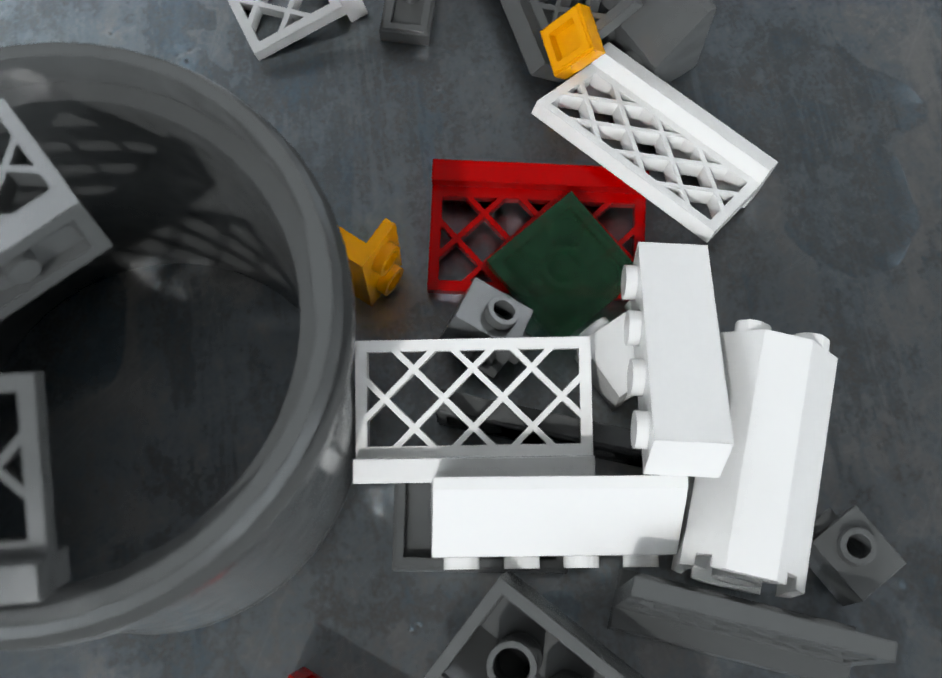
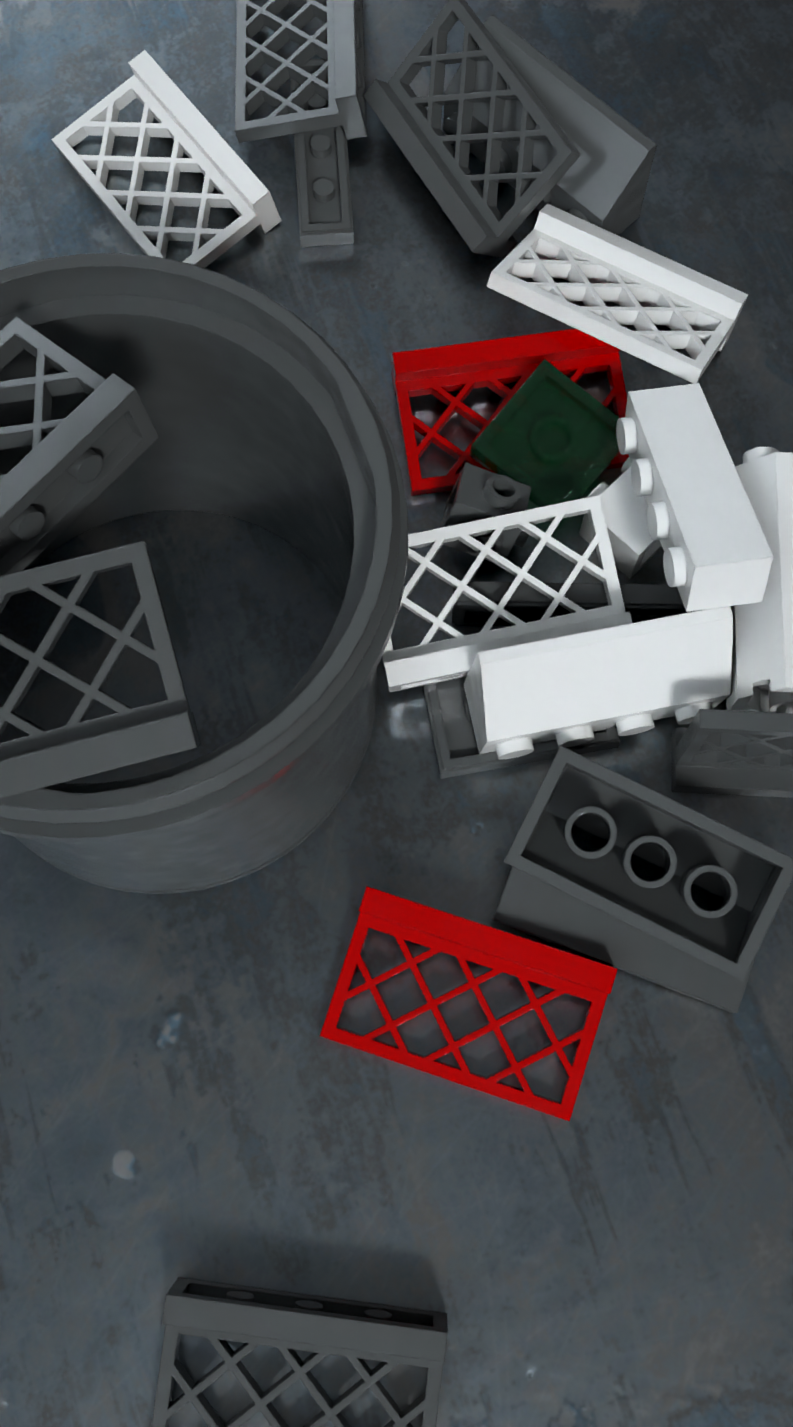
camera: 10 degrees left, 0 degrees up
(572, 41) = (511, 207): light orange tile -> none

